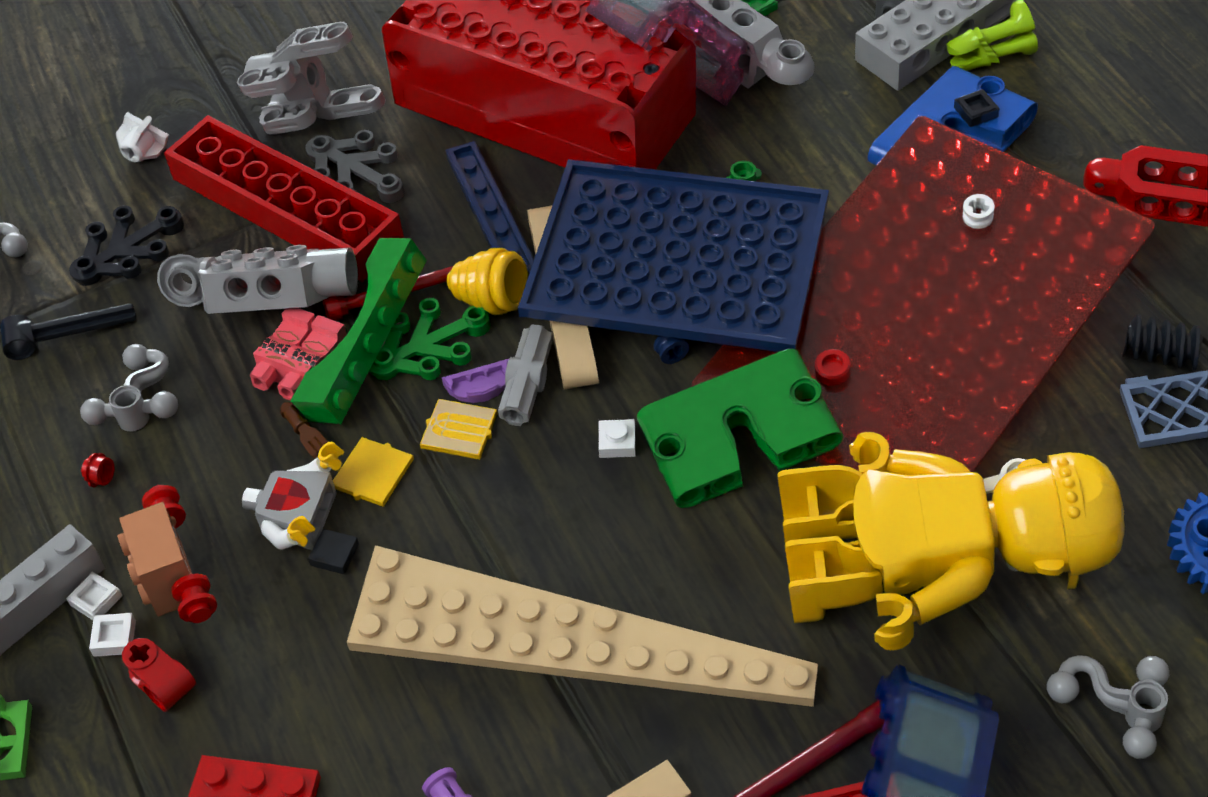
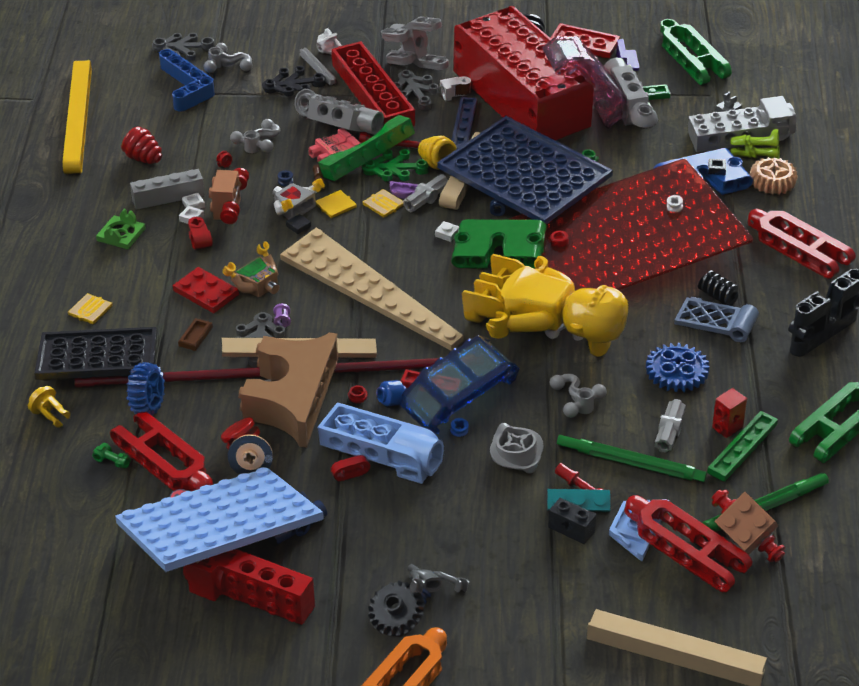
camera: 25 degrees right, 10 degrees down
(21, 336) = (226, 100): black axle -> none
(148, 192) = (317, 66): none -> light grey axle
(248, 466) = (285, 178): none -> dark blue bush
(338, 722) = (257, 276): none -> torso
(422, 135) = (455, 87): none -> white leg
(1060, 83) = (773, 175): none -> light nougat gear

